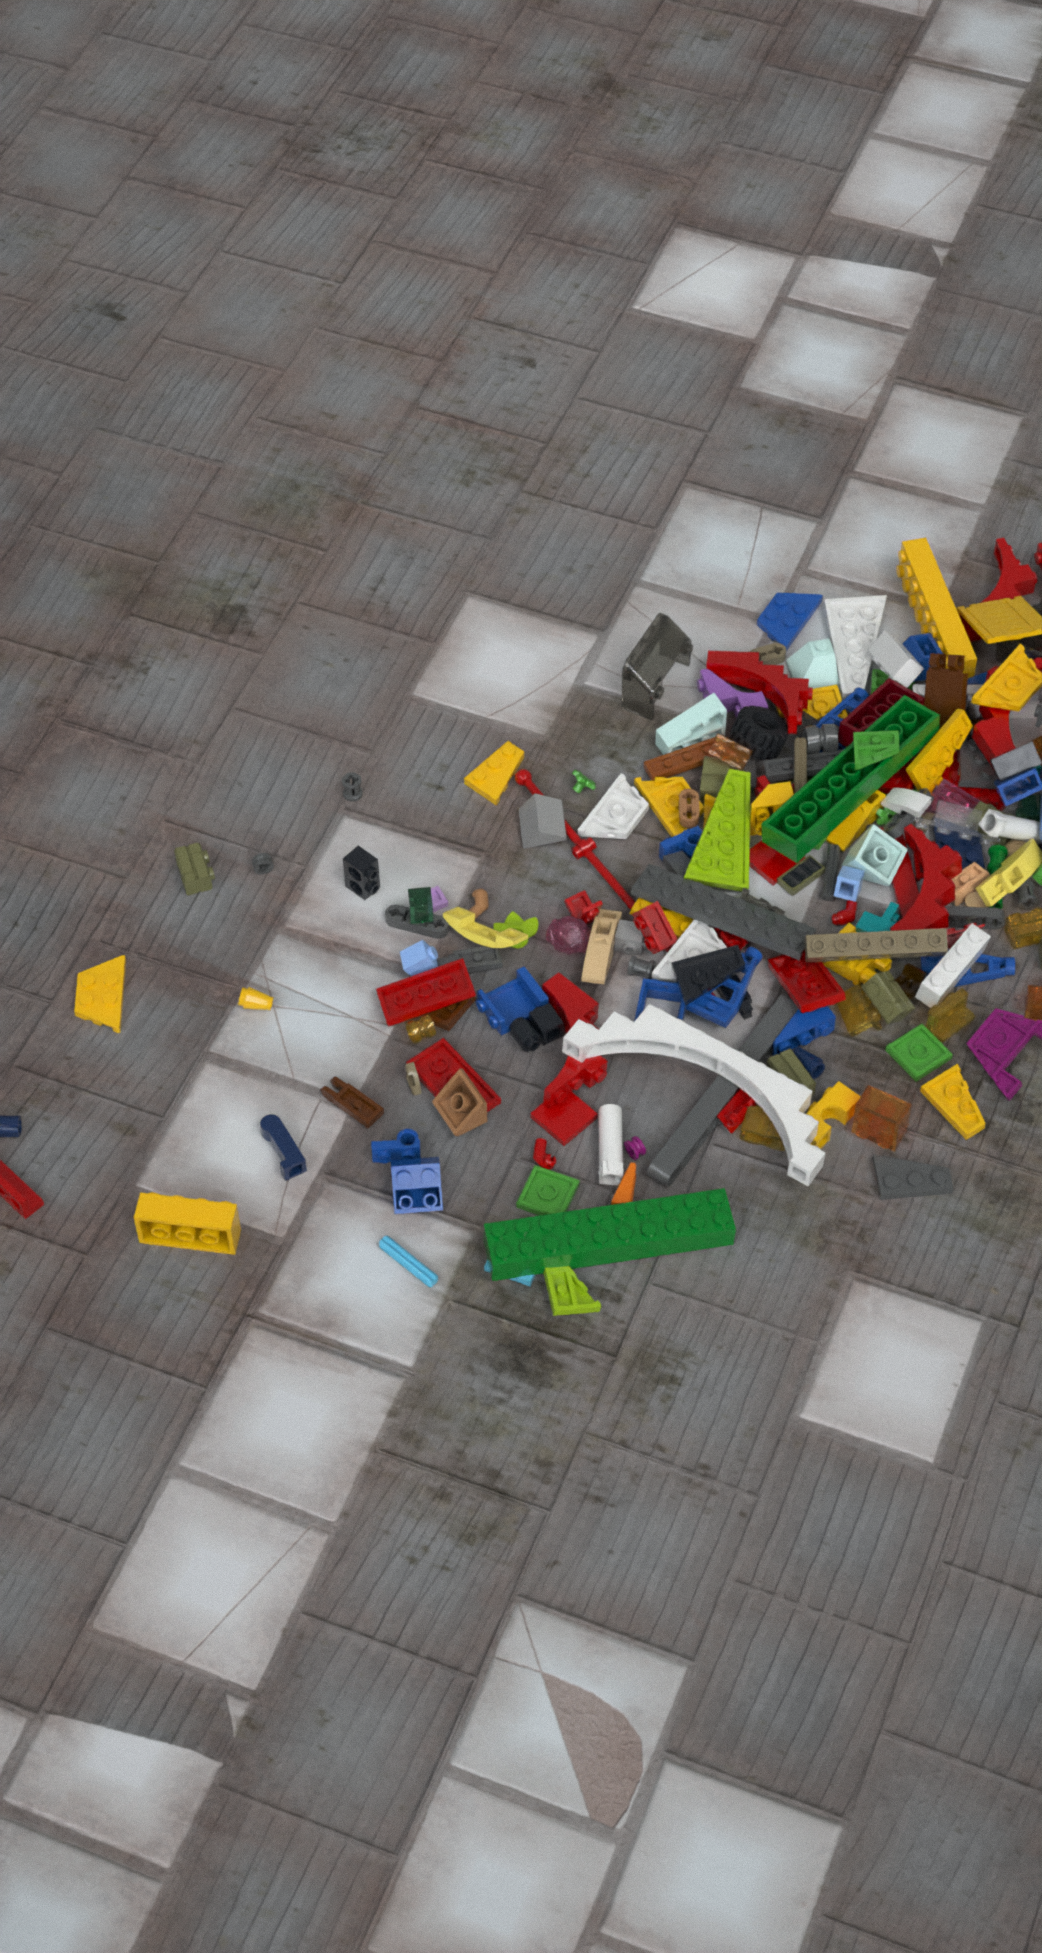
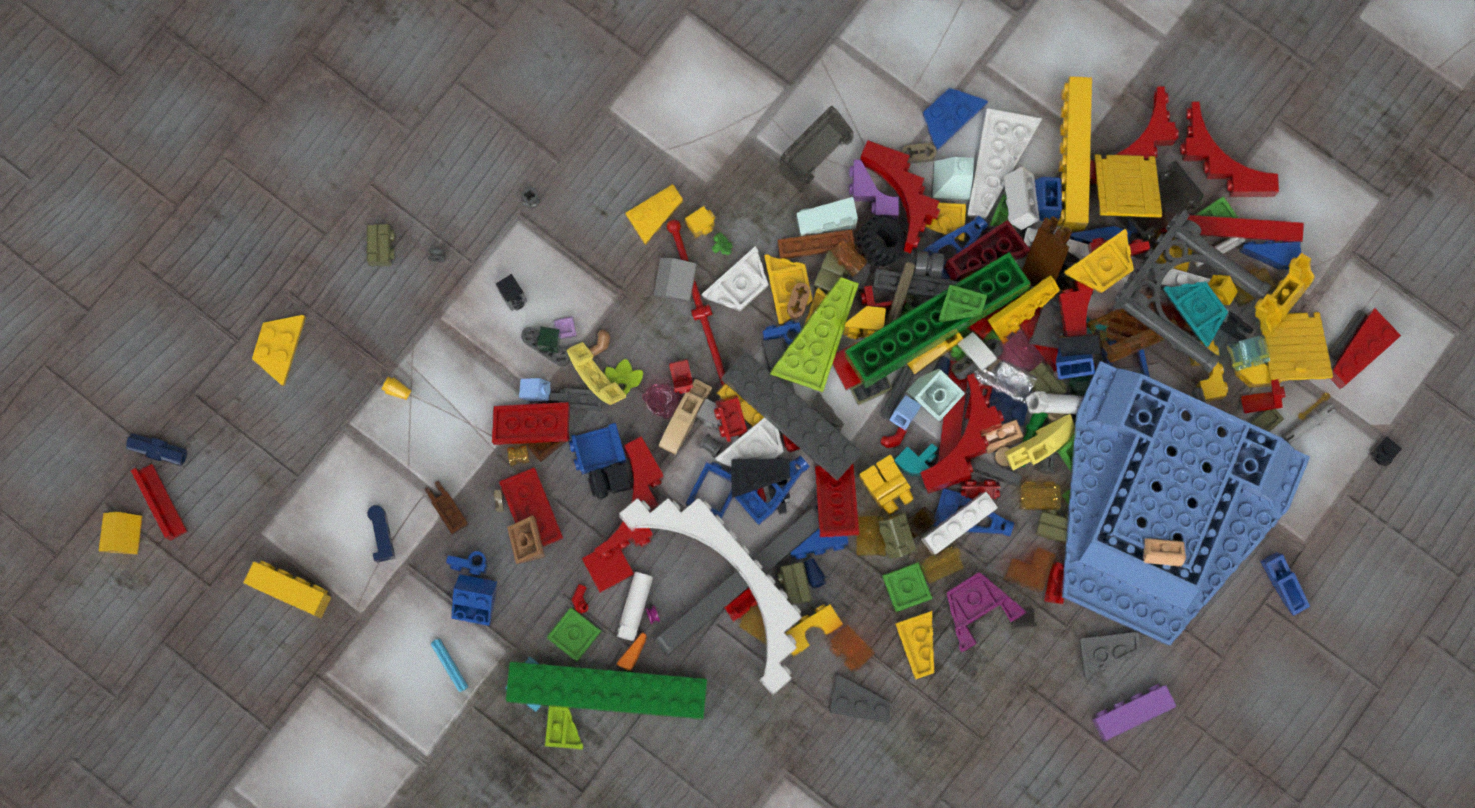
camera: 15 degrees right, 25 degrees up
(551, 766) = (700, 222): none -> yellow brick
(875, 945) = (900, 491): dark tan brick -> none

